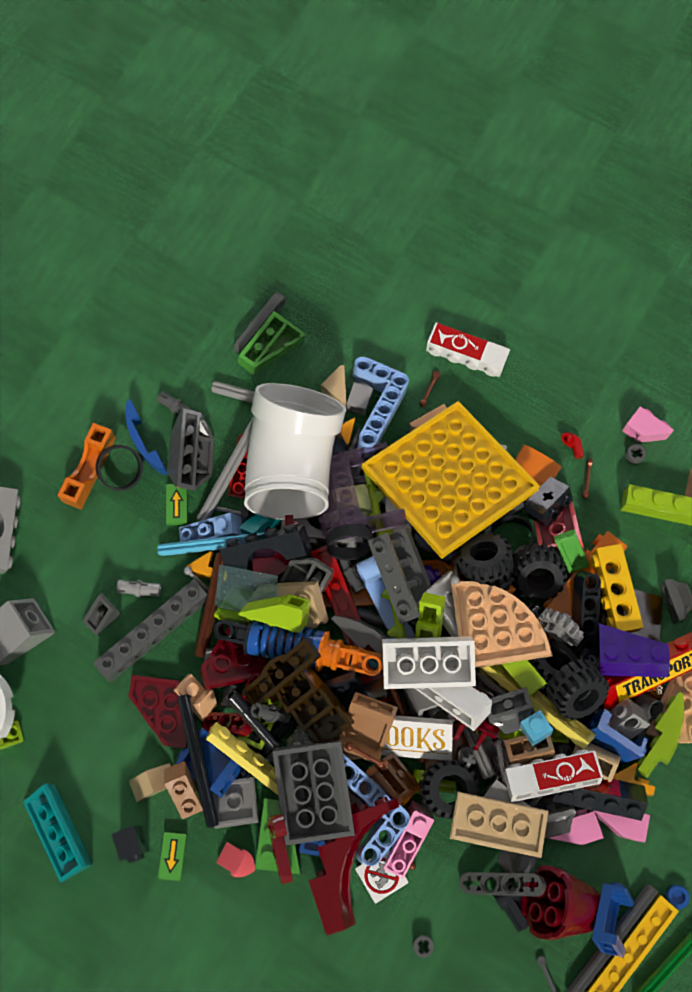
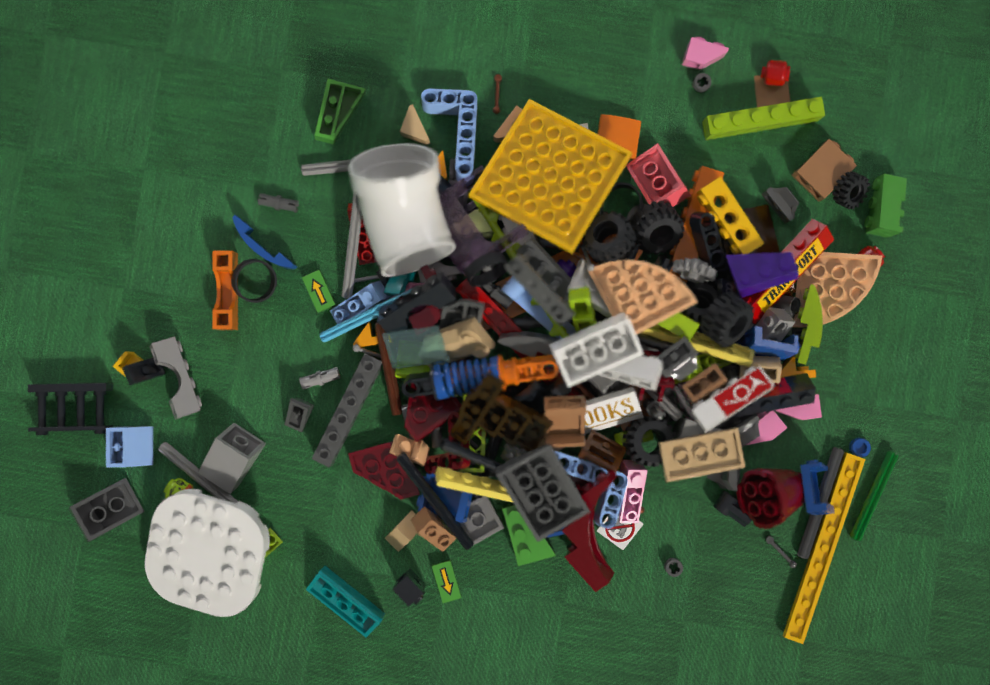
camera: 25 degrees left, 15 degrees up
(190, 451) = (310, 240): dark grey wedge -> none
(236, 861) = (499, 564): coral tile -> none
(270, 713) = (479, 442): dark grey pin -> none
(274, 304) = (317, 95): dark grey beam -> none
(277, 831) = (529, 538): dark red beam -> none
(281, 611) = (454, 355): lime slope -> none
(359, 398) = (439, 129): light grey brick -> none
(382, 764) = (590, 445): copper hinge -> none
(467, 350) = (517, 43): white brick -> none
(502, 884) = (720, 499): dark grey beam -> none
(536, 728) = (706, 368): medium azure brick -> none
(548, 502) = (643, 161): black brick -> none
(571, 551) = (679, 198): bright green tile -> none
(574, 443) = (645, 94): red arm -> none
(585, 494) = (670, 138): copper hinge -> none

